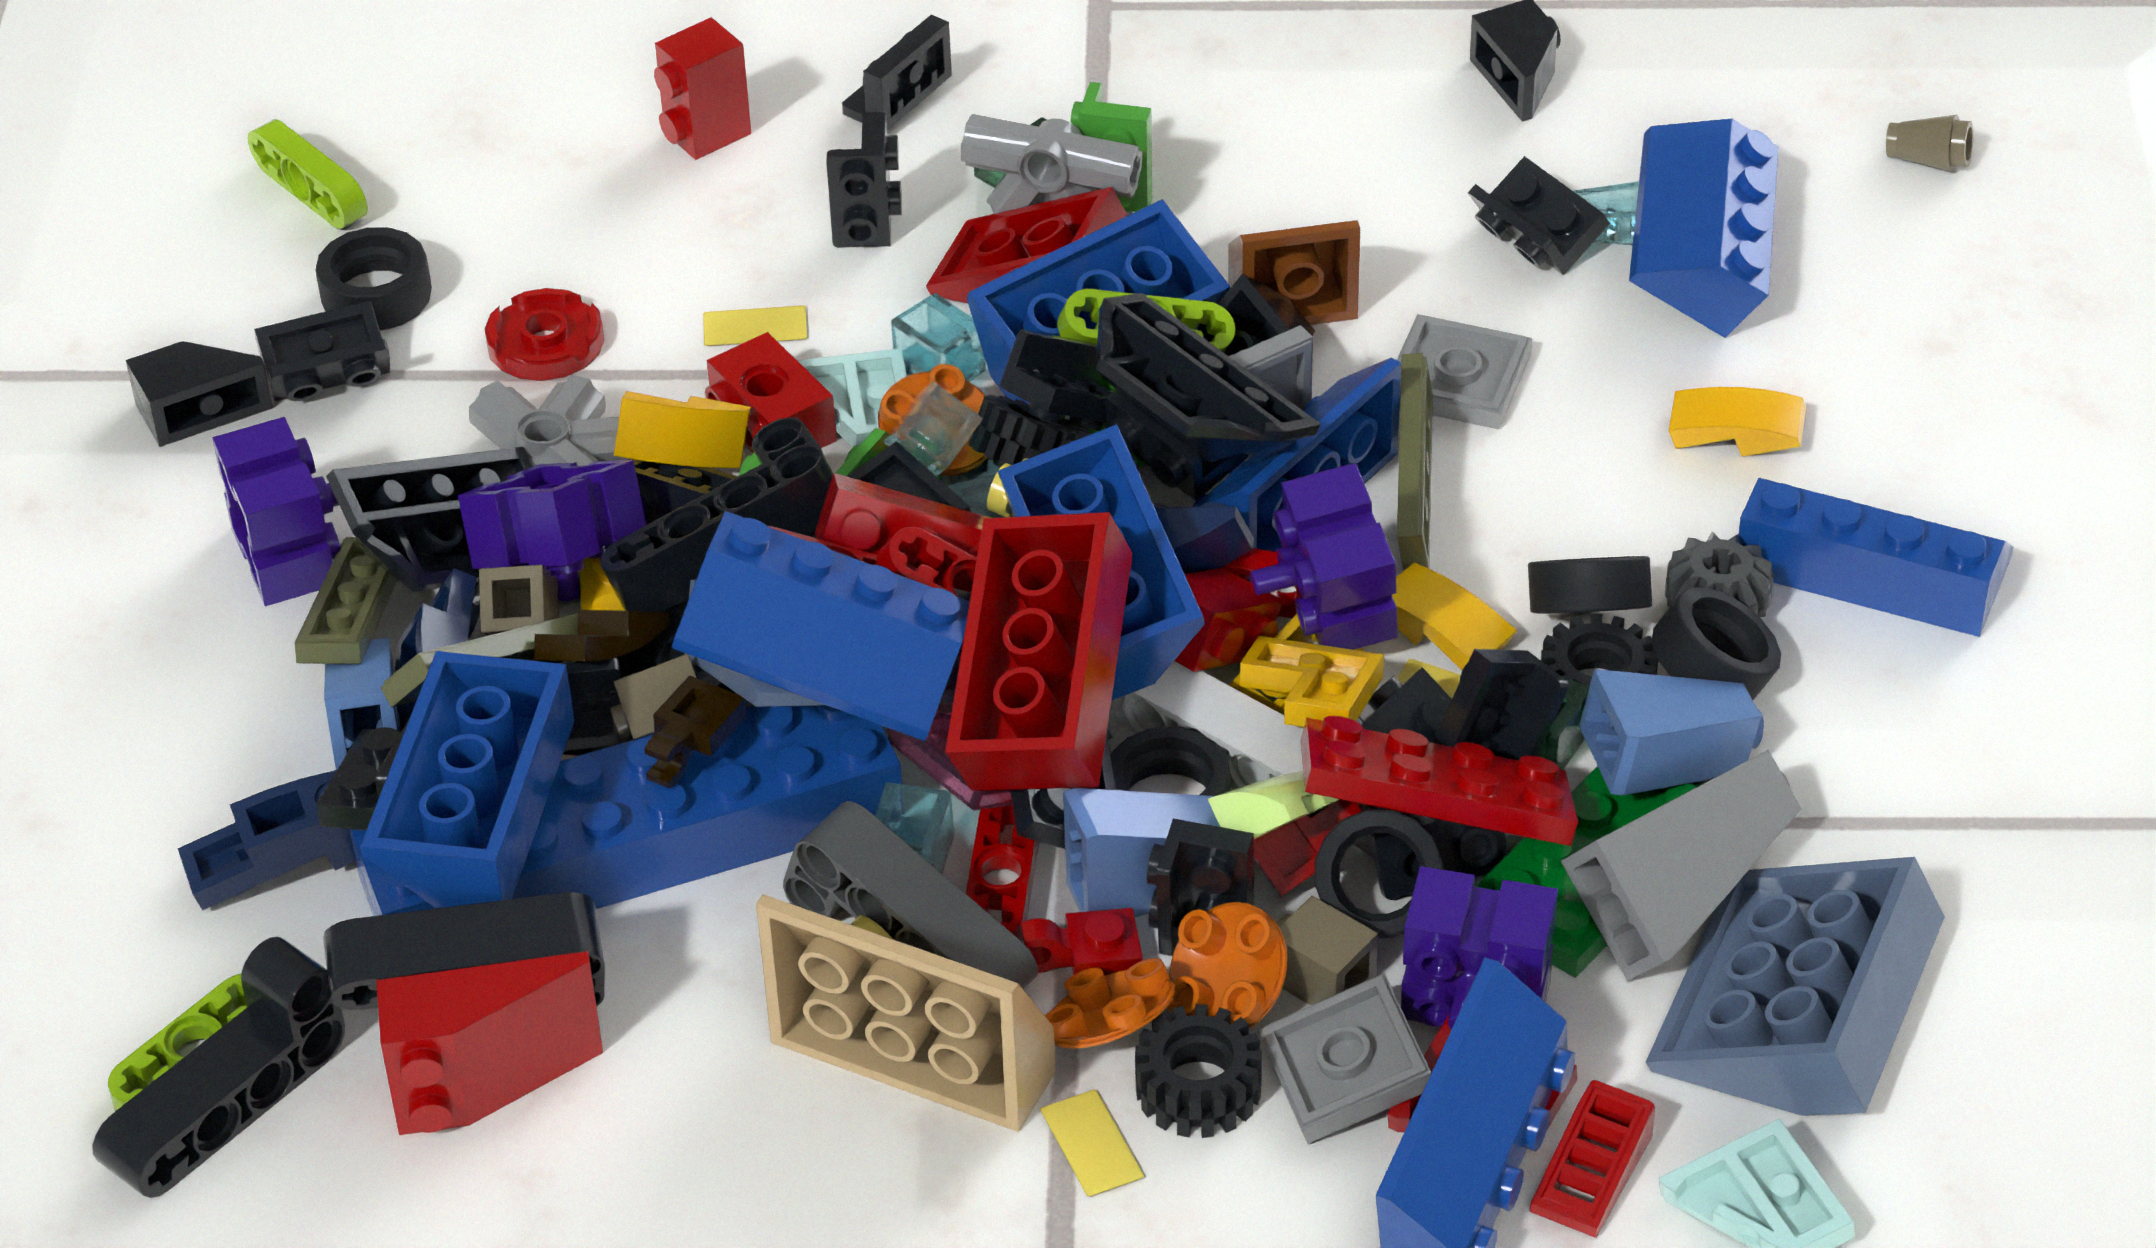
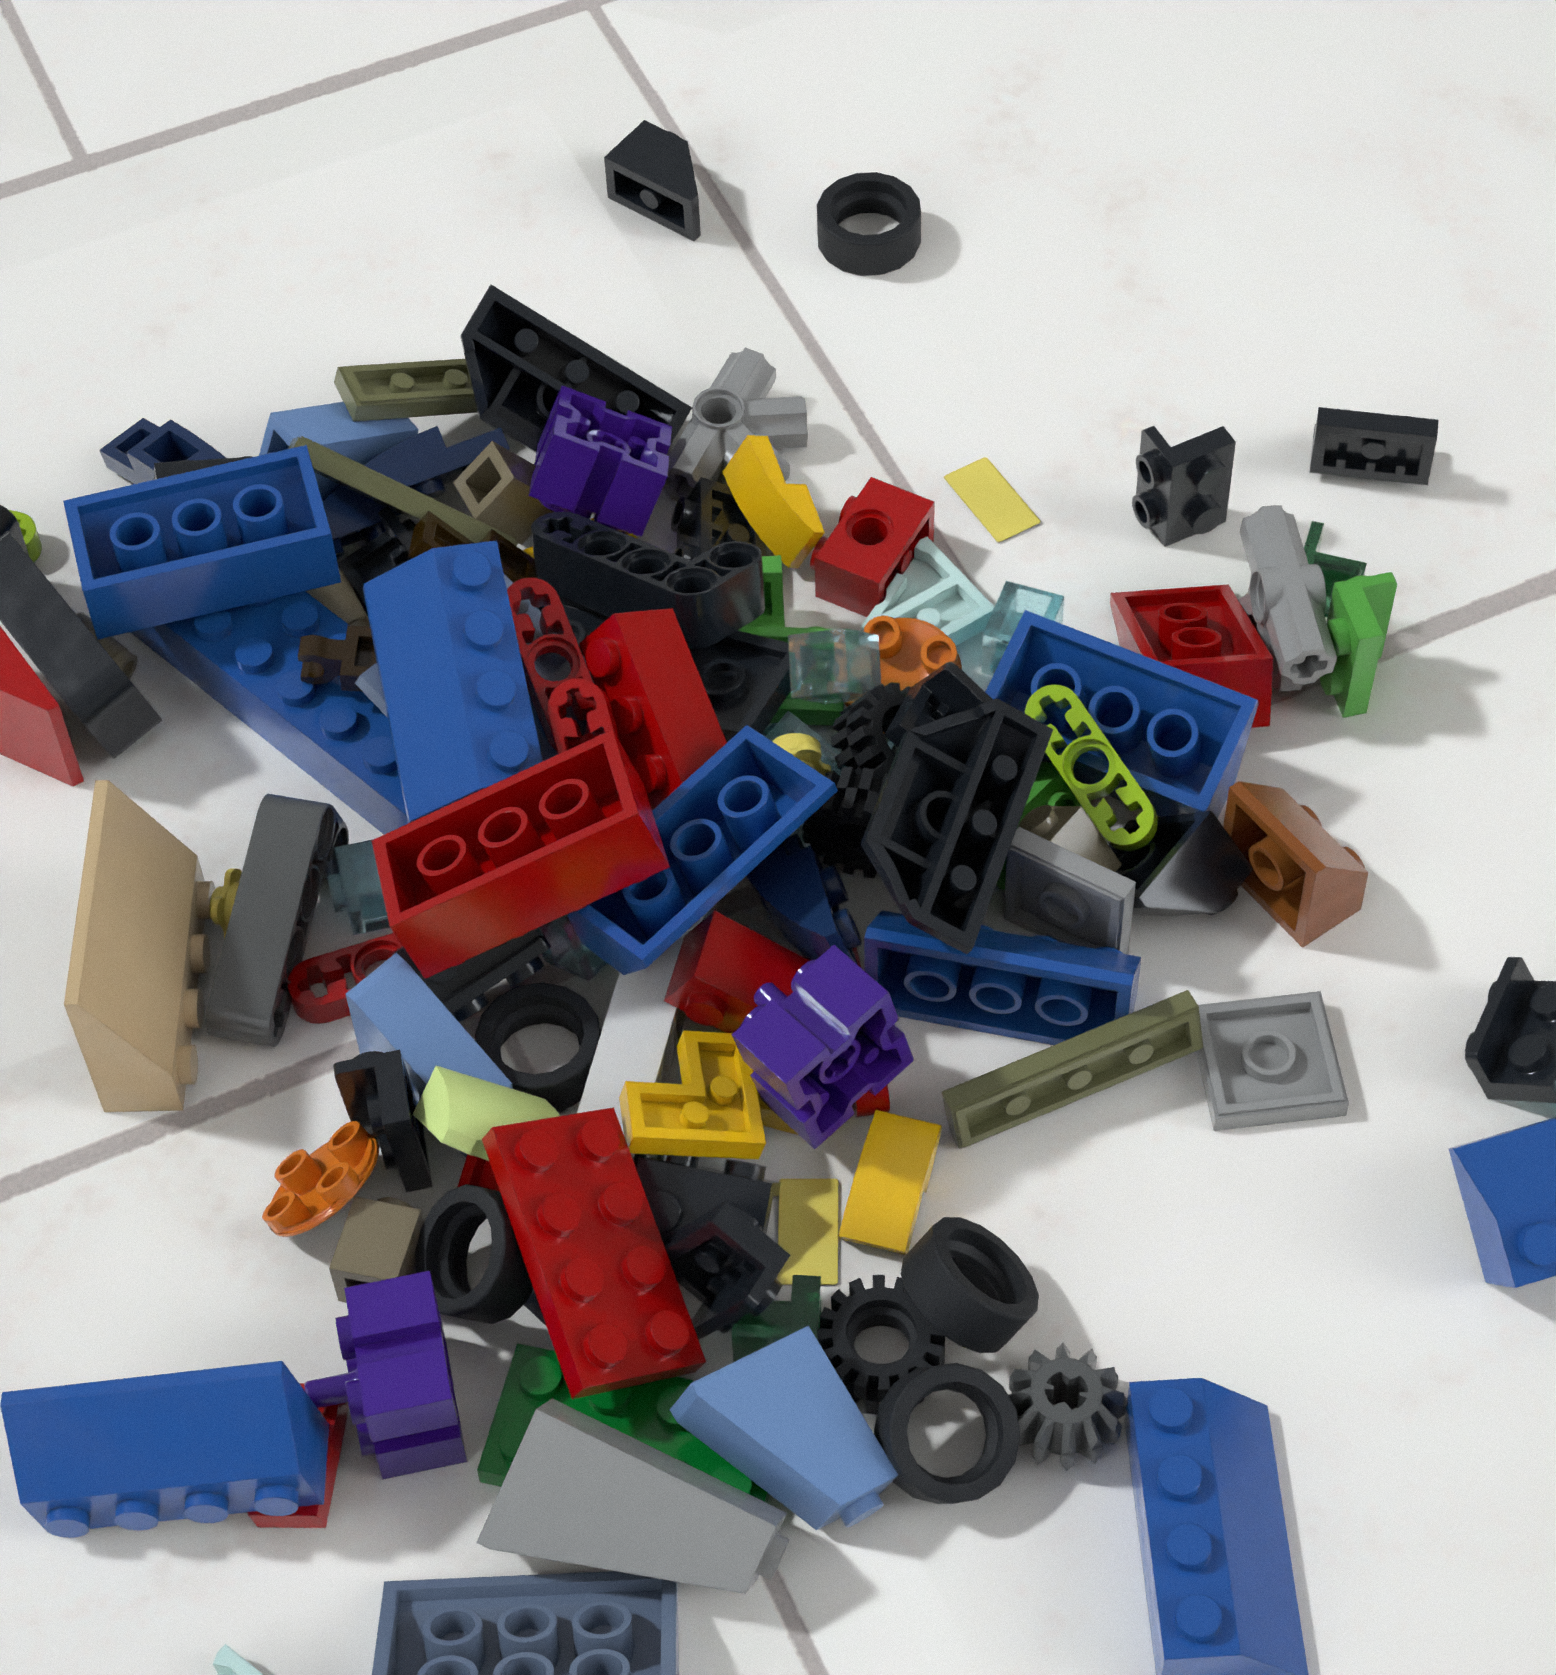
camera: 65 degrees right, 10 degrees up
(277, 509) = (532, 262): dark purple brick -> none
(307, 173) = (969, 121): lime beam -> none
(323, 352) = (754, 233): black bracket -> none
(527, 356) = (881, 388): red tile -> none
(702, 88) = (1232, 311): red brick -> none
(1088, 941) = (315, 1071): red plate -> none
(1092, 1143) = (110, 1170): light yellow sticker -> none
(1110, 1005) = (243, 1110): orange dish -> none
(1198, 1101) = (197, 1180): black tyre -> none
(1346, 1058) = (263, 1314): light grey tile -> none
(1608, 1118) = (252, 1605): red slope -> none
(1752, 416) = (1340, 1336): yellow slope -> none

